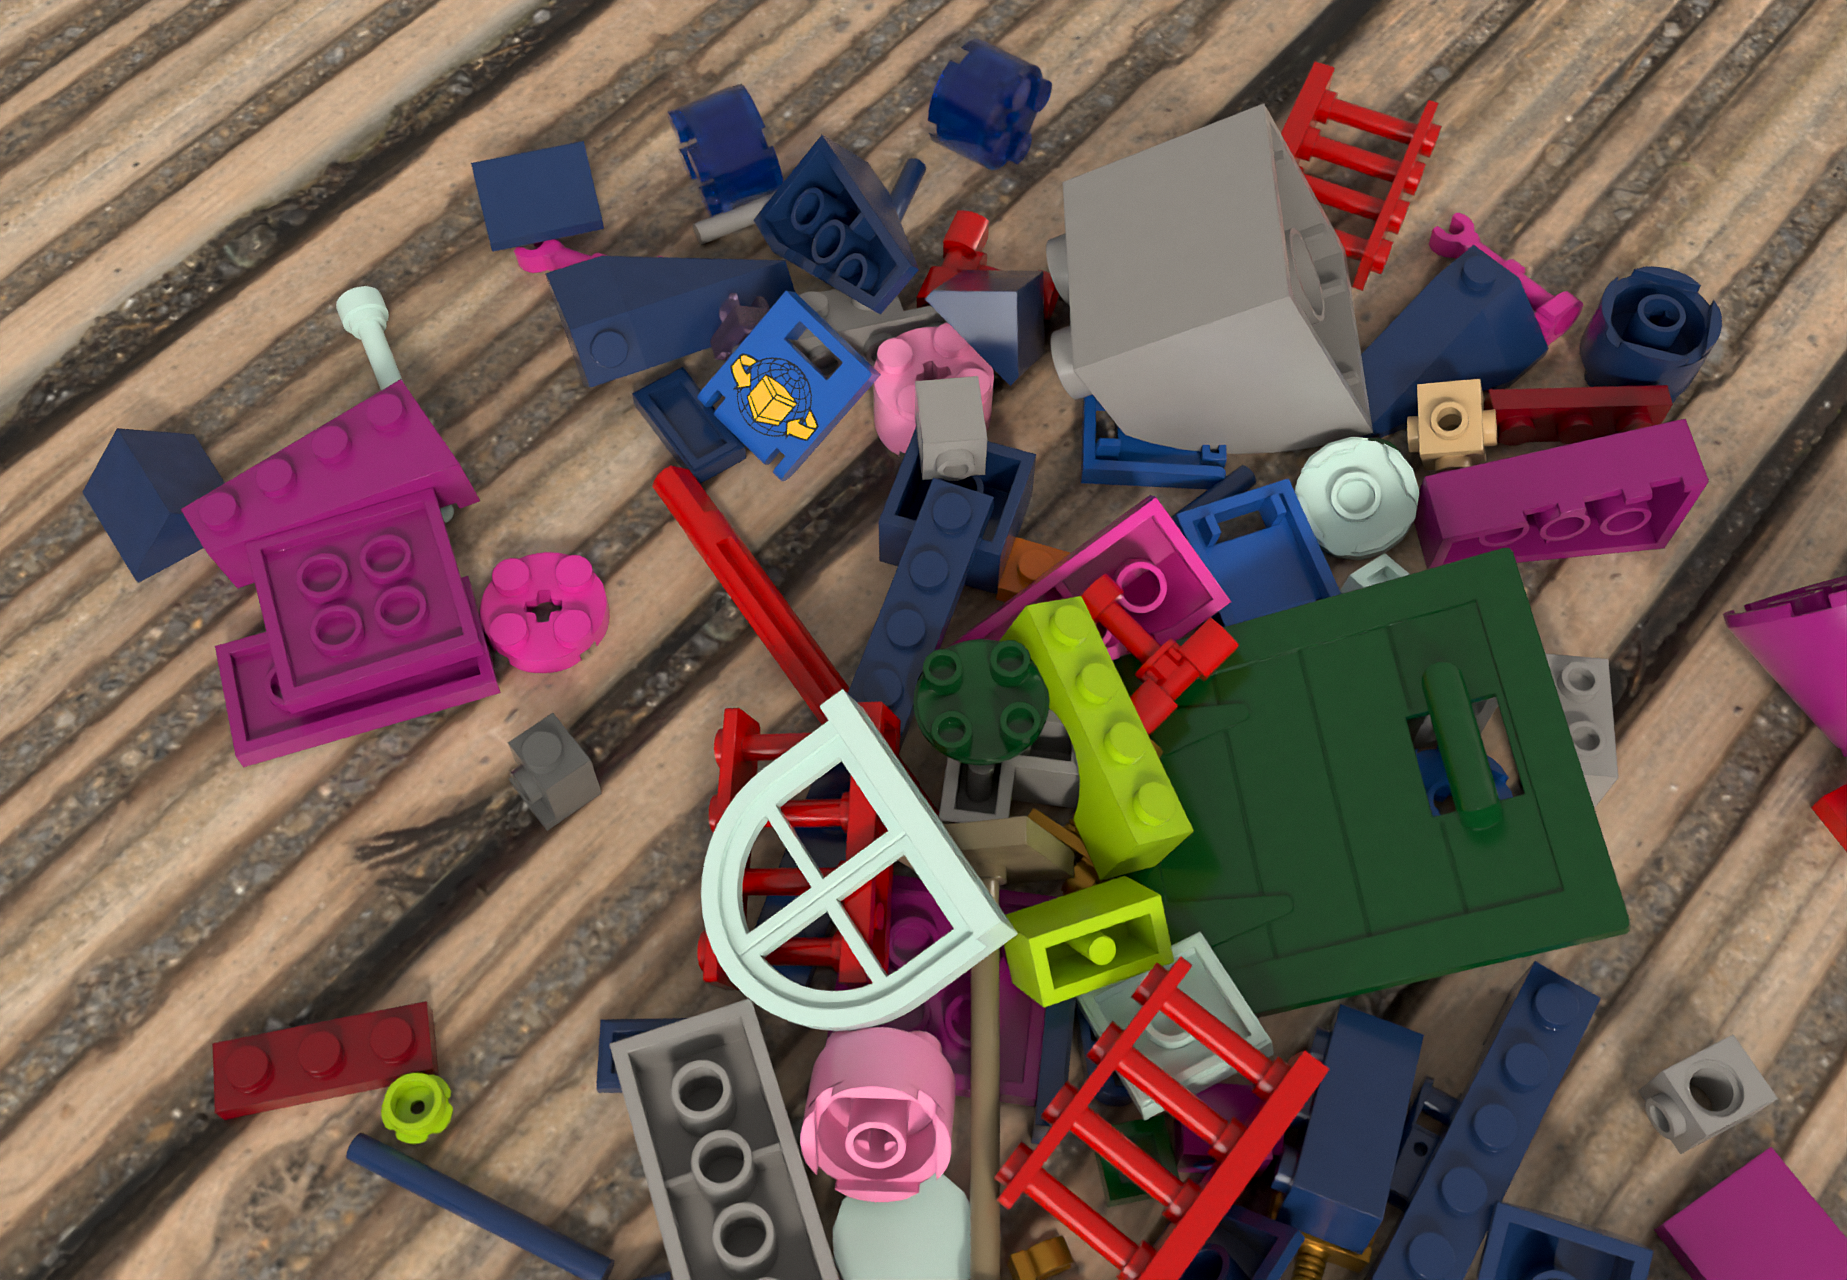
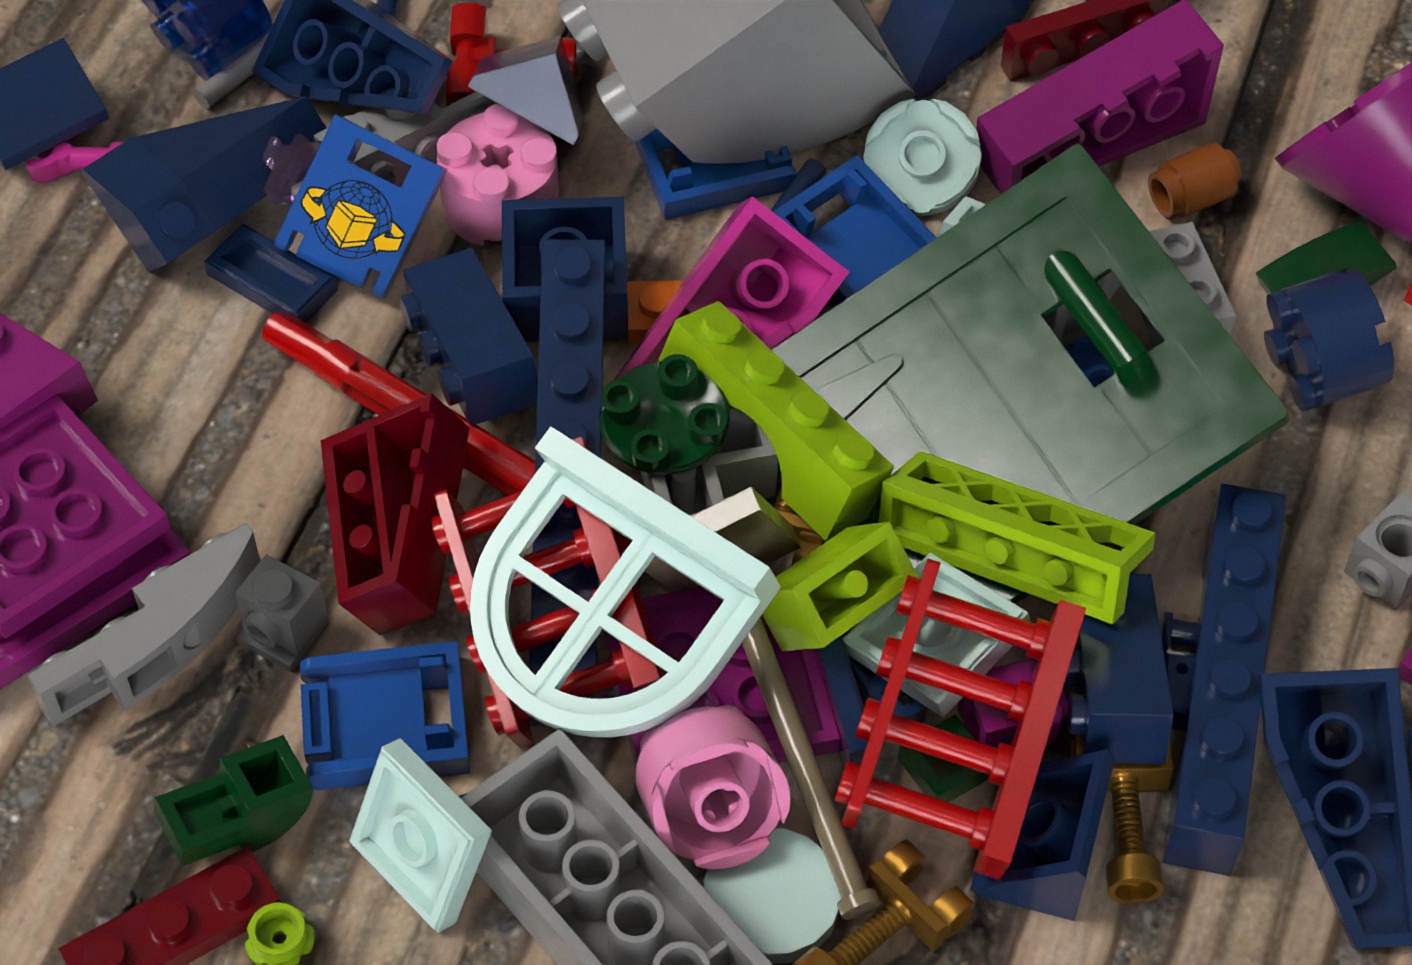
camera: 20 degrees left, 5 degrees down
(407, 767) = (176, 620): none -> light grey slope
(441, 957) = (245, 804): none -> dark green brick
(537, 579) = (199, 450): dark pink plate -> none
(578, 1058) = (419, 835): none -> light aqua plate
(602, 906) = (375, 701): none -> blue container
(676, 703) = (382, 508): none -> dark red wedge
(836, 549) = (469, 337): none -> dark blue brick
(950, 428) = (539, 192): light grey brick -> none
(1165, 668) = (816, 343): red bar -> none
(1277, 953) = (1007, 538): none -> lime fence
(1451, 425) = (983, 67): tan brick -> none
(1630, 609) = (1194, 180): none -> dark orange brick
(1712, 832) = (1328, 338): none -> dark blue brick
(1736, 748) = (1339, 249): none -> dark green slope

